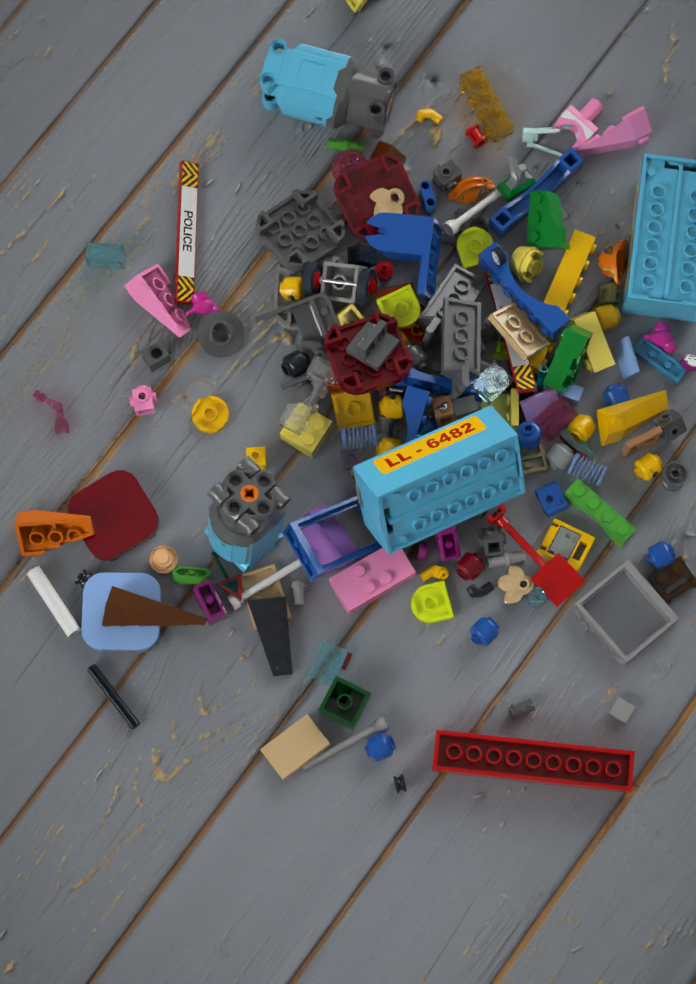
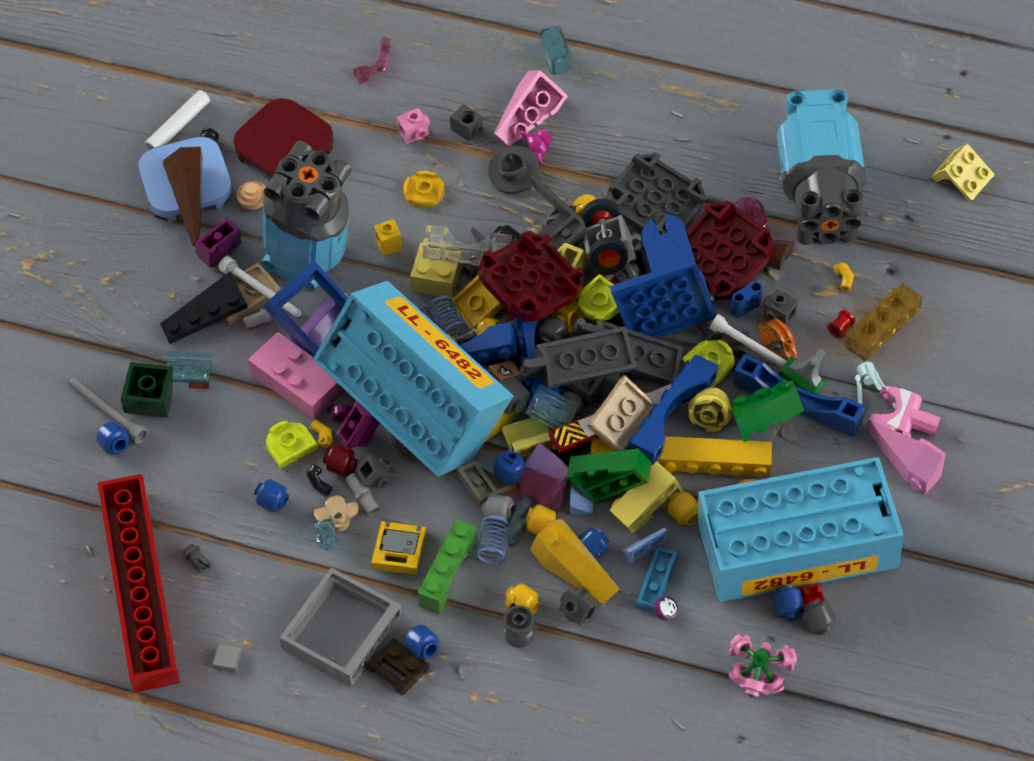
camera: 70 degrees right, 20 degrees down
(46, 530) = (245, 89): orange wedge -> none
(113, 696) = (95, 200): black axle -> none
(186, 232) = (613, 107): tile -> none
(190, 575) = (244, 221): bright green plate -> none
(230, 585) = (243, 256): piece -> none
(295, 747) = (89, 365): tan tile -> none
(341, 145) = (773, 212): bright green pin -> none
(373, 345) = (539, 275): dark grey bracket -> none
(385, 202) = (717, 260): tan plate -> none
(399, 783) = (78, 468): black bush -> none
(498, 256) = (697, 367): black tile -> none
(551, 499) = (445, 516): blue piece -> none
(555, 577) = (357, 543): red piece -> none
(641, 441) = (545, 578): medium nougat tile -> none
(662, 337) = (684, 570): dark pink animal -> none

